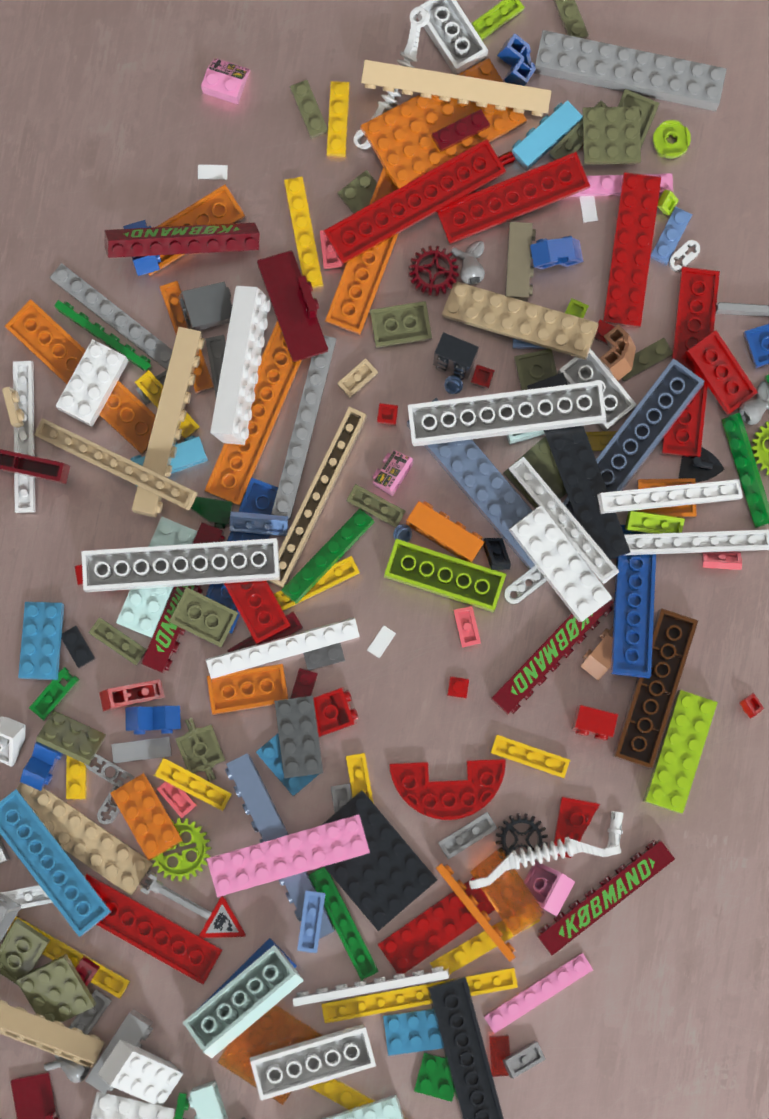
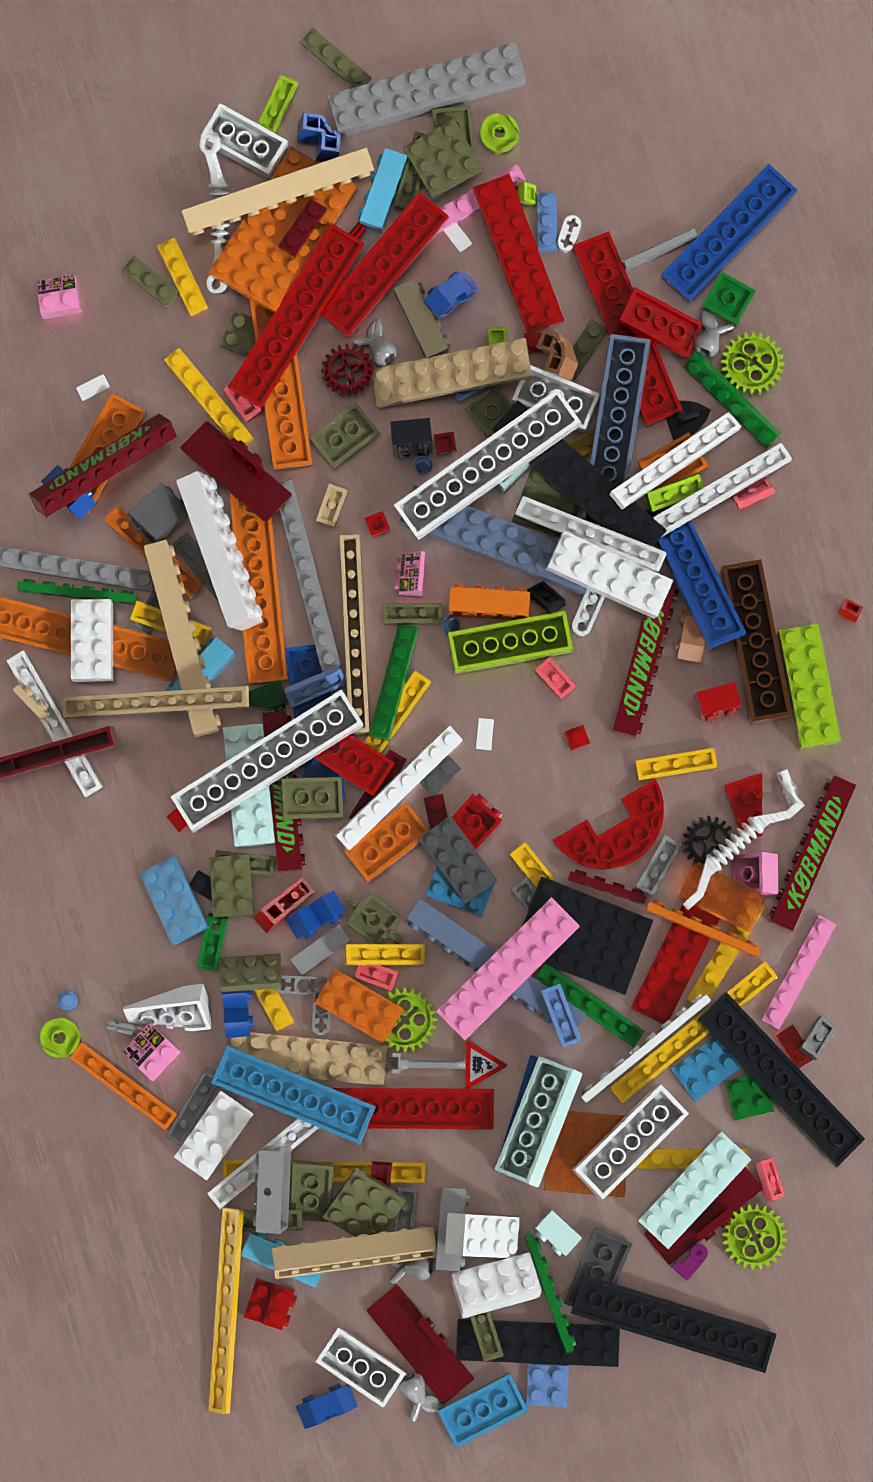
camera: 25 degrees left, 0 degrees up
(95, 654) = (231, 885): none -> olive plate
(408, 822) = (599, 884): none -> dark red plate

